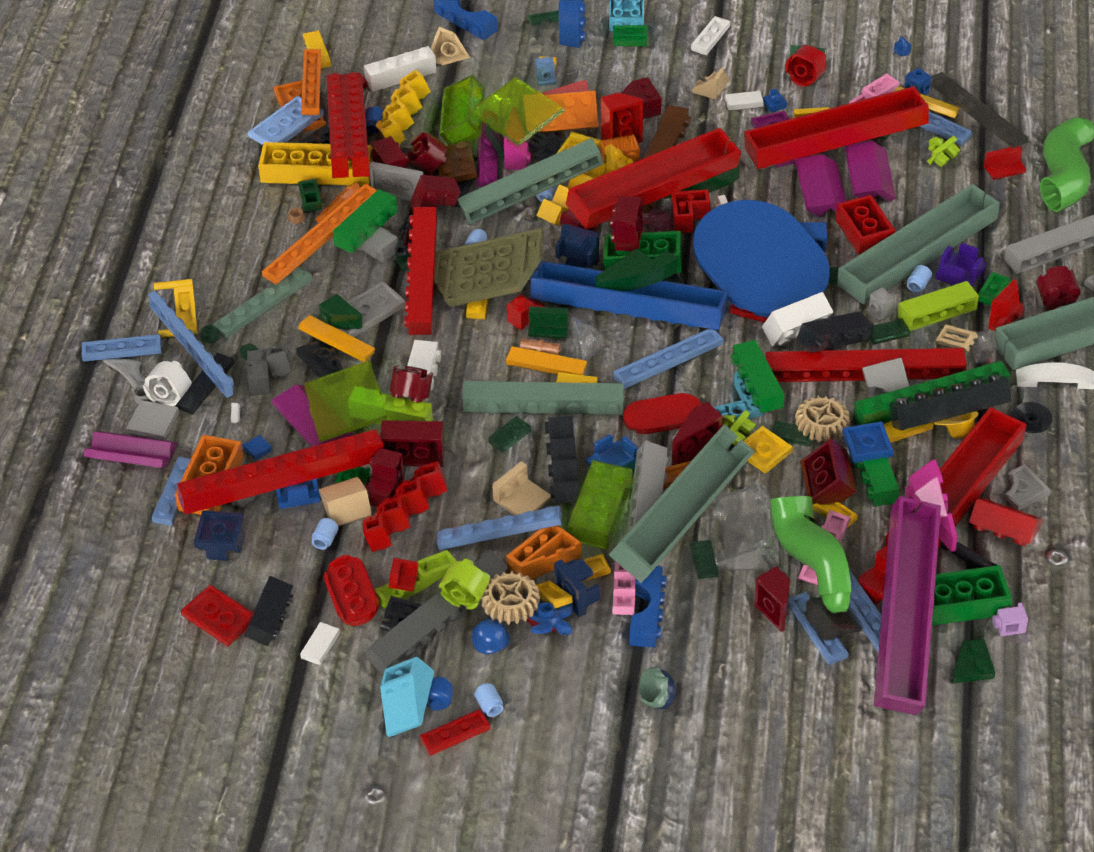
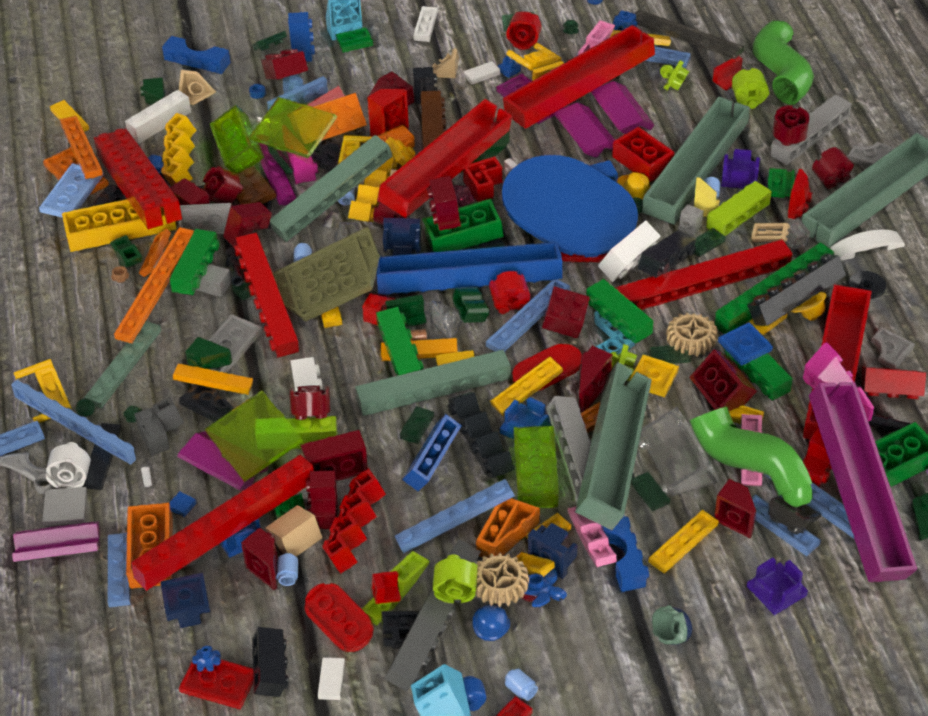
camera: 20 degrees left, 0 degrees up
(215, 591) = (206, 658): none -> blue plant
(304, 513) = (261, 556): none -> dark red slope
(407, 40) = (153, 90): none -> dark green slope
(509, 66) = (257, 91): none -> blue tile
(517, 492) = (454, 478): tan bracket -> none
(522, 451) = (431, 452): none -> blue brick
(525, 347) = (398, 342): none -> green brick
(543, 45) = (284, 64): none -> dark red brick
(552, 79) = (305, 93): none -> medium blue plate
(615, 332) = (470, 304): none -> dark green brick
(634, 423) = (527, 385): none -> yellow tile
(637, 271) = (470, 244): dark green slope -> none
(658, 328) = (509, 292): none -> red brick
(674, 94) = (423, 81): none -> black brick
(704, 363) = (565, 312): none -> dark red brick
(712, 615) = (683, 541): none -> yellow tile
(782, 682) = (777, 585): none -> dark purple panel
(805, 99) = (535, 59): none -> yellow plate
(841, 253) = (635, 184): none -> yellow piece
(860, 74) = (570, 27): none -> clear green plate
(886, 375) = (730, 281): light grey tile -> none
(904, 284) = (705, 197): none -> light yellow slope
(1013, 182) = (750, 87): none -> lime brick
(1031, 232) = (790, 125): none -> dark red brick

